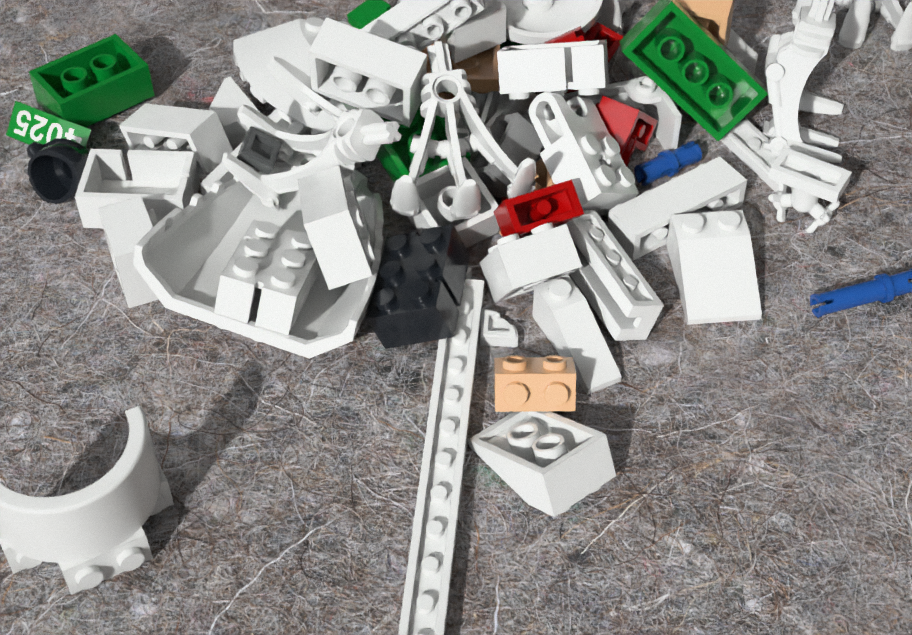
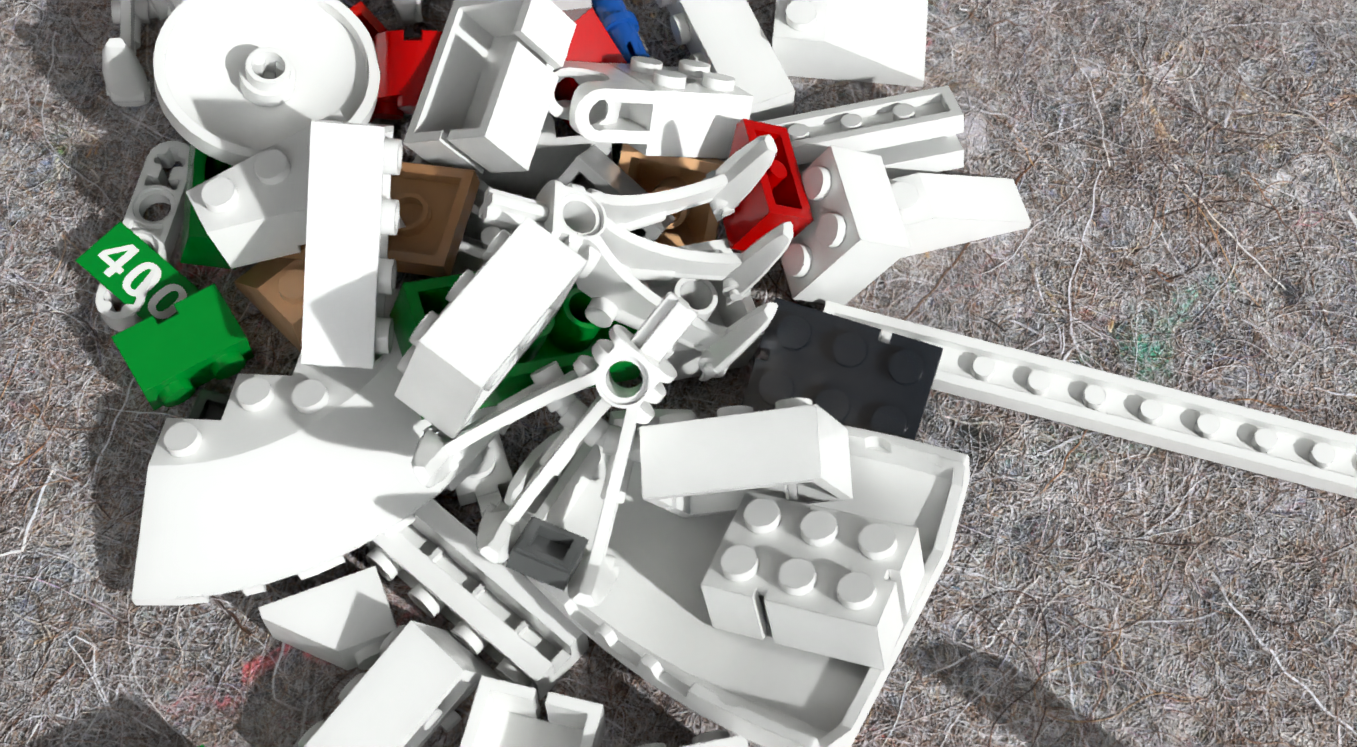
camera: 80 degrees left, 15 degrees up
(497, 331) = (907, 303): white tile -> none
(534, 383) = (1042, 273): light nougat brick -> none
(546, 458) = (1151, 292): white slope -> none

